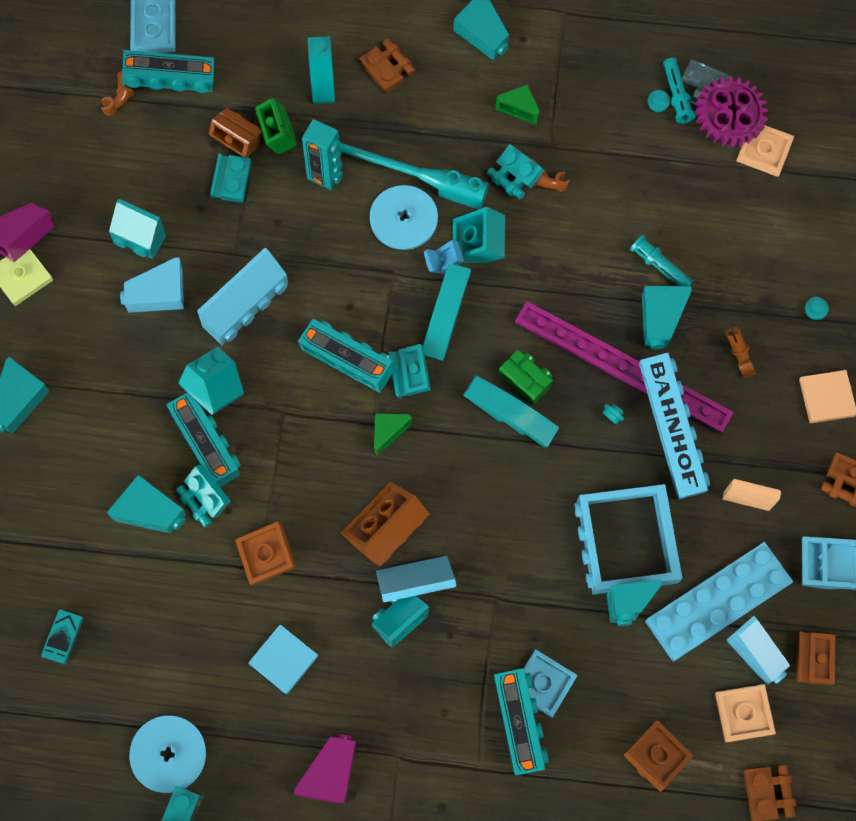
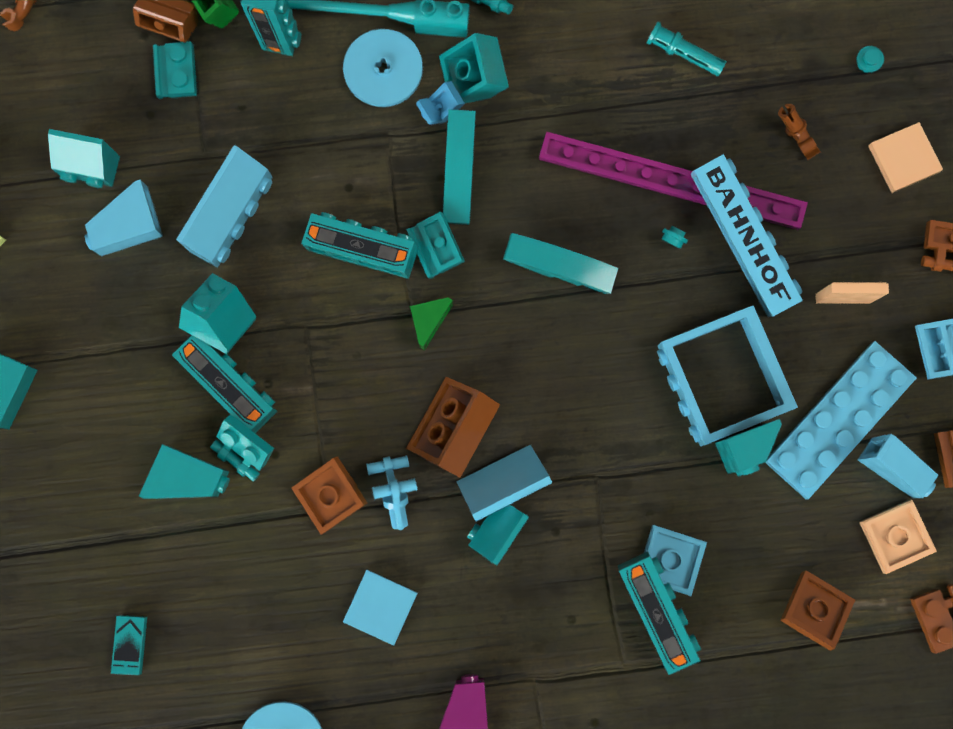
camera: 10 degrees left, 10 degrees up
(320, 571) = (393, 493): none -> medium azure axle
(526, 376) = (567, 219): green brick -> none
(661, 313) = (701, 108): teal slope -> none

